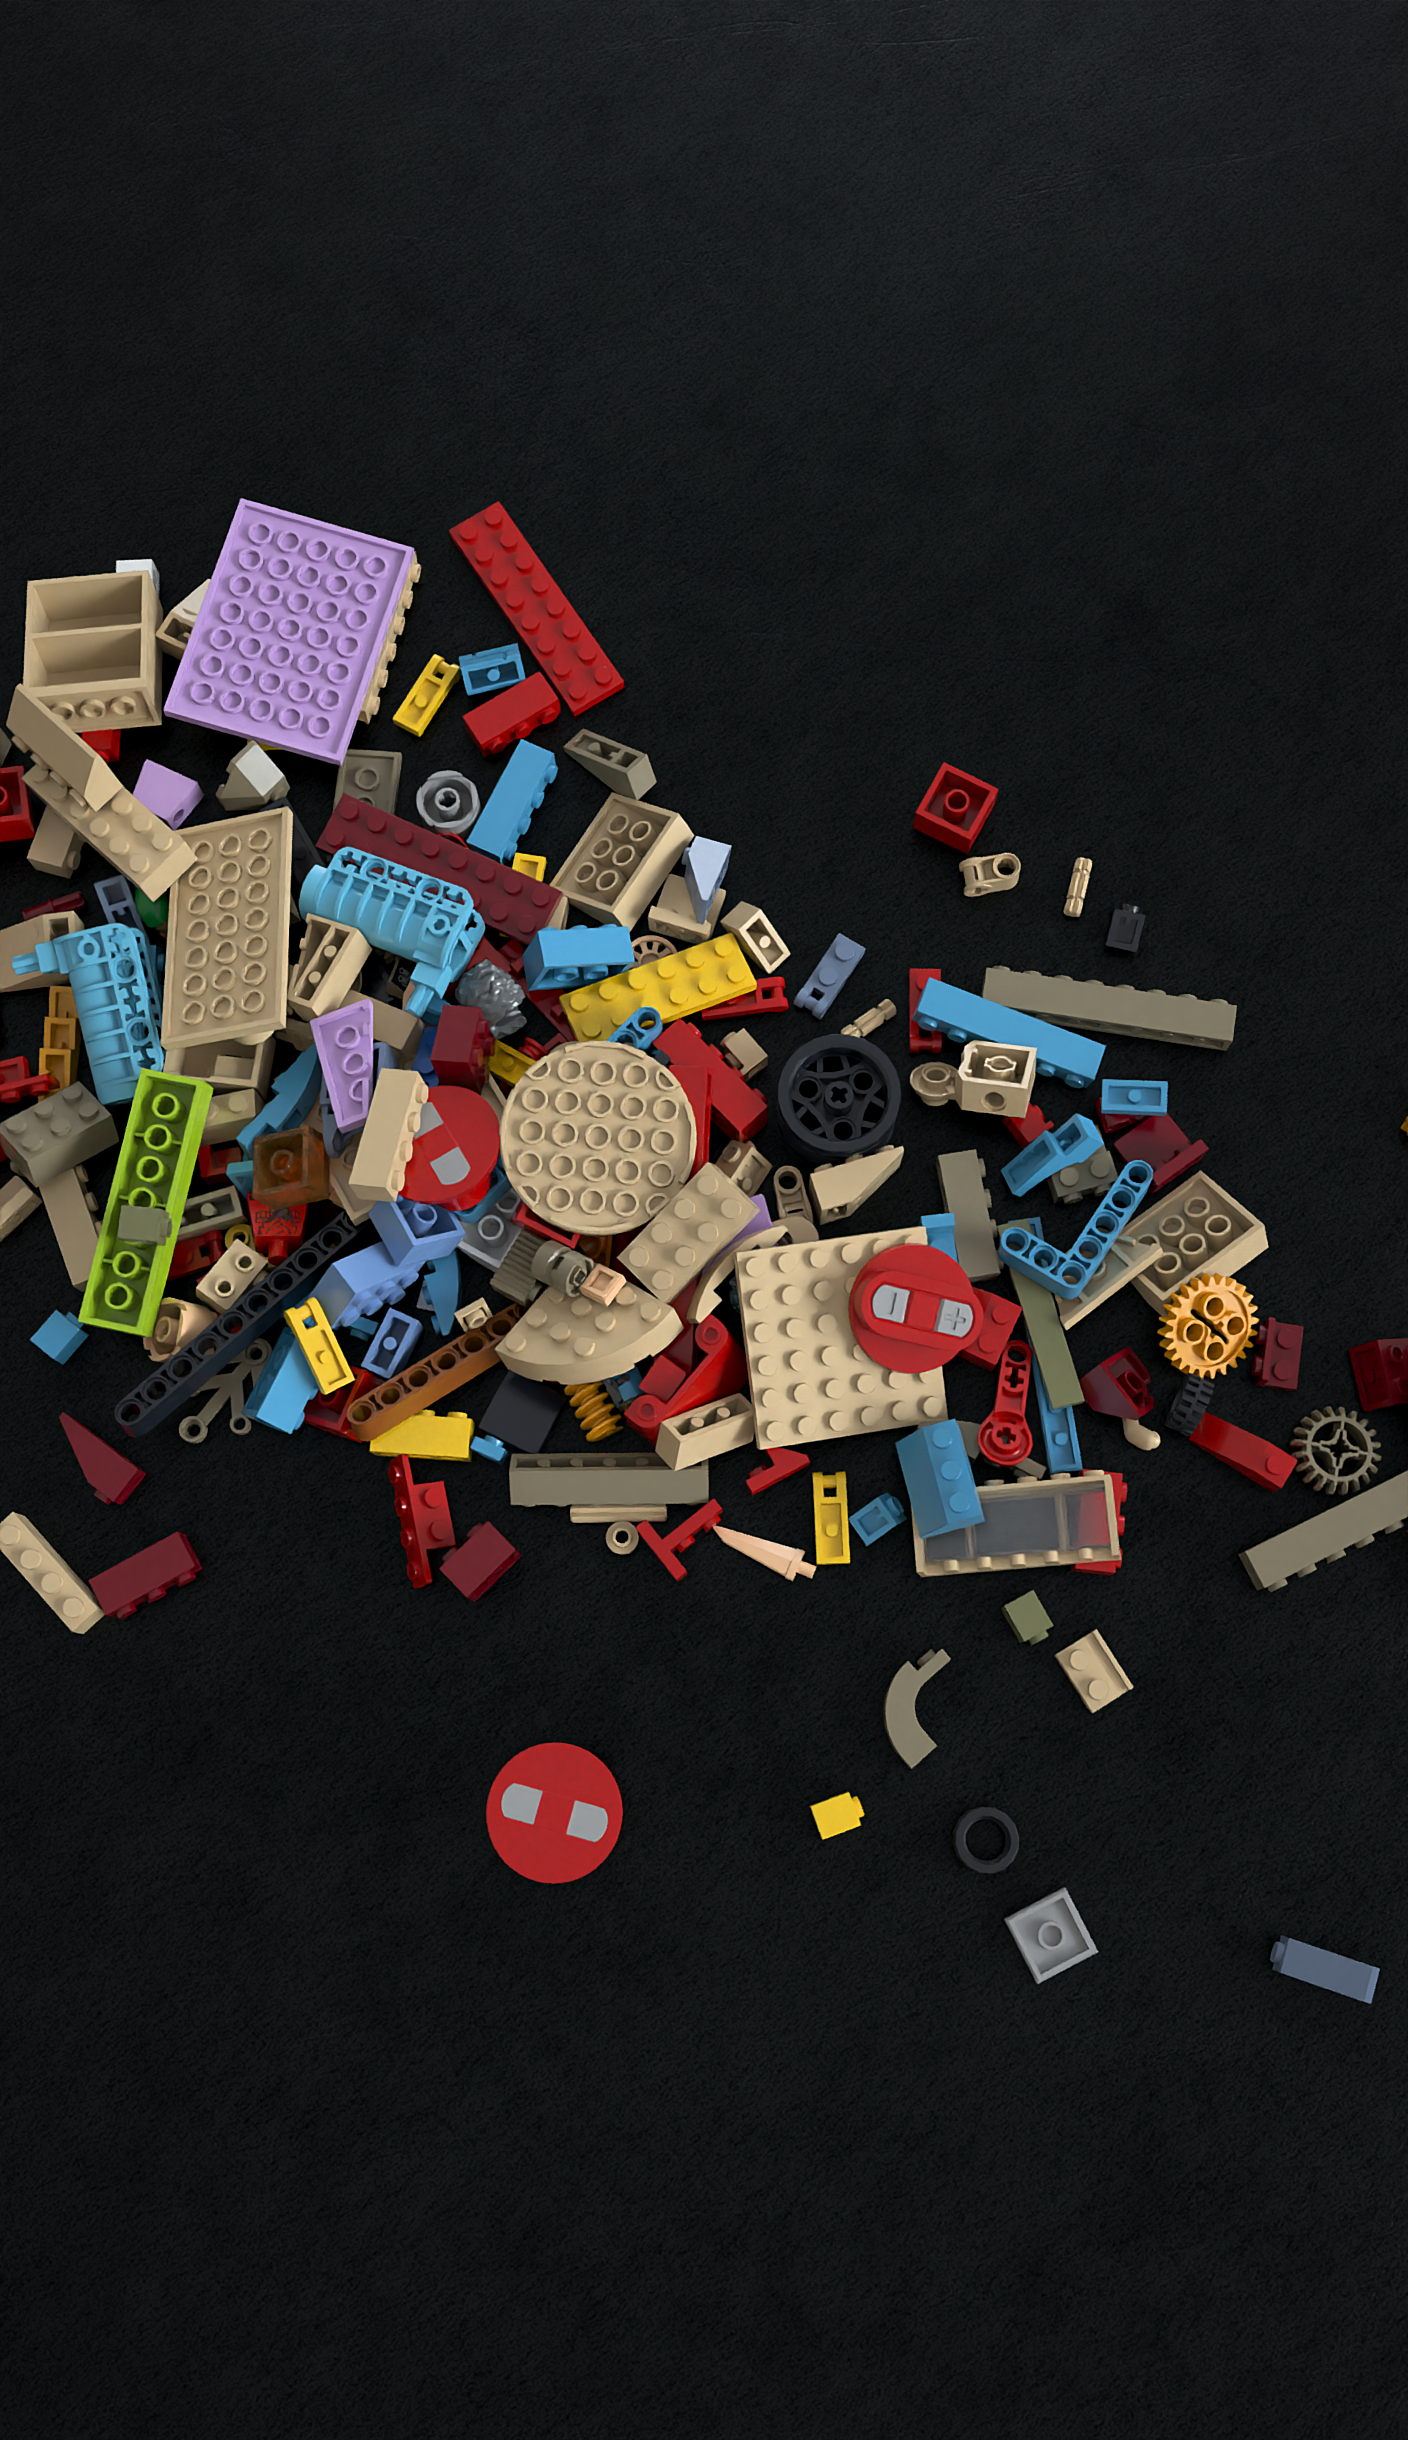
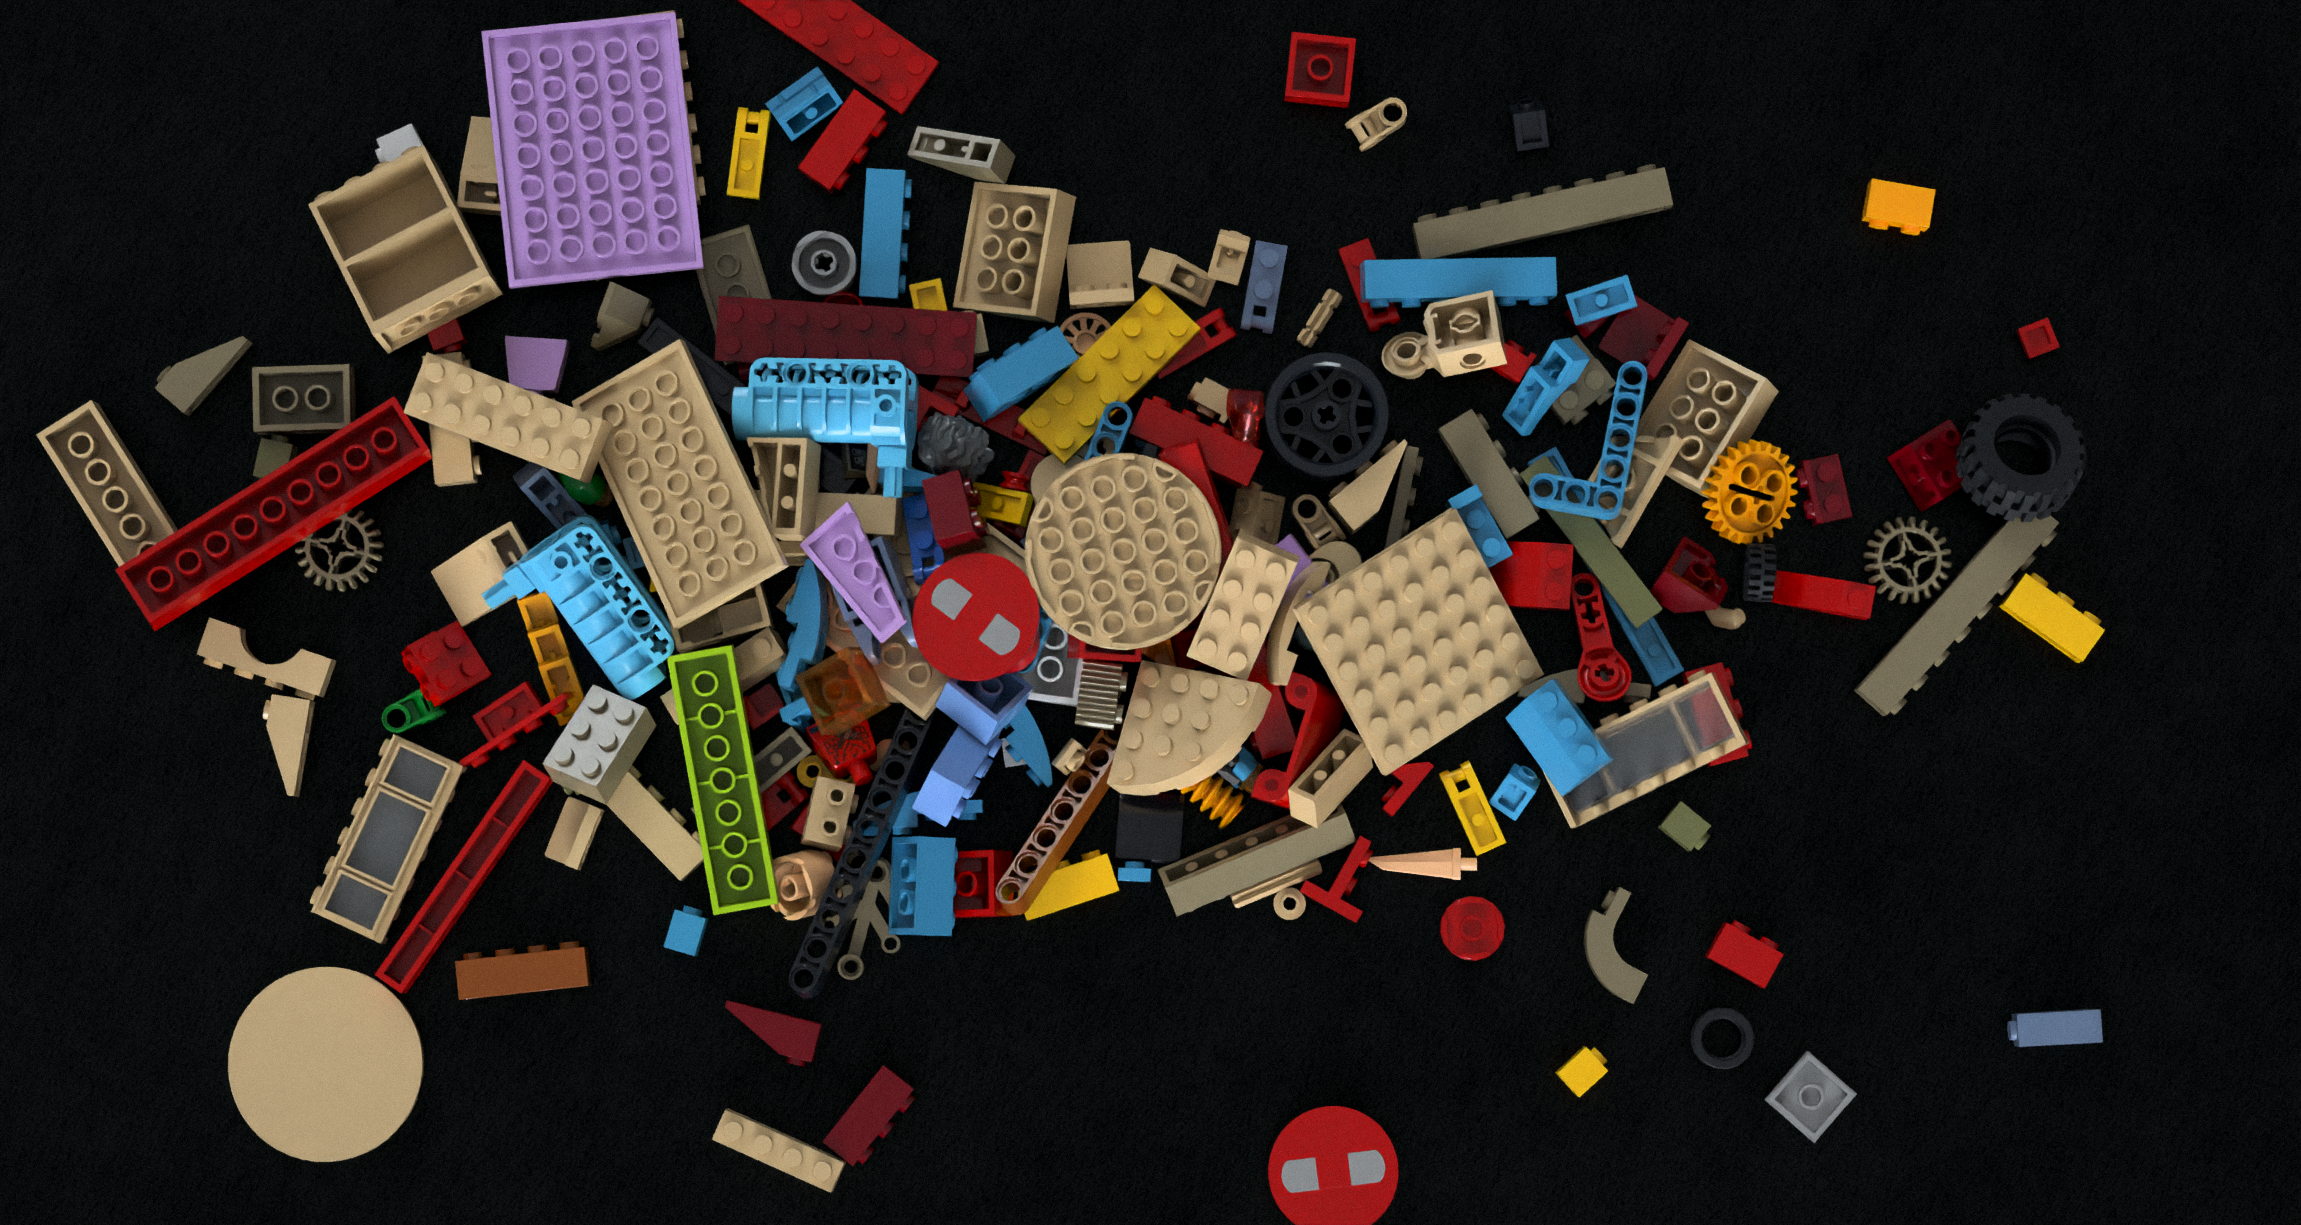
camera: 25 degrees left, 10 degrees up
(60, 750) = (441, 377): tan slope -> none
(66, 903) = (480, 521): dark red axle -> none
(144, 1225) = (741, 804): olive brick -> none
(319, 1346) = (945, 846): yellow plate -> none
(388, 1135) = (929, 628): tan brick -> none
(392, 1345) = (1004, 815): medium blue brick -> none
(423, 1519) = (1099, 961): red bracket -> none
(479, 1560) = (1171, 979): dark red brick -> none
(561, 1267) = (1139, 685): dark tan wheel -> none
(602, 1284) = (1183, 685): light nougat tile -> none
(663, 1379) = (1272, 748): red panel -> none
(705, 869) = (1103, 236): slope -> none
(765, 1069) = (1244, 413): none -> clear red piece
(785, 1632) = (1472, 928): none -> red tile
(809, 936) = (1229, 256): none -> tan bracket
(883, 1204) = (1404, 495): none -> dark tan plate
(913, 1308) = (1475, 589): red piece -> none
(1038, 1765) = (1745, 954): none -> red brick
(1078, 887) = (1468, 100): tan axle -> none
(1093, 1671) = (1762, 849): tan plate -> none

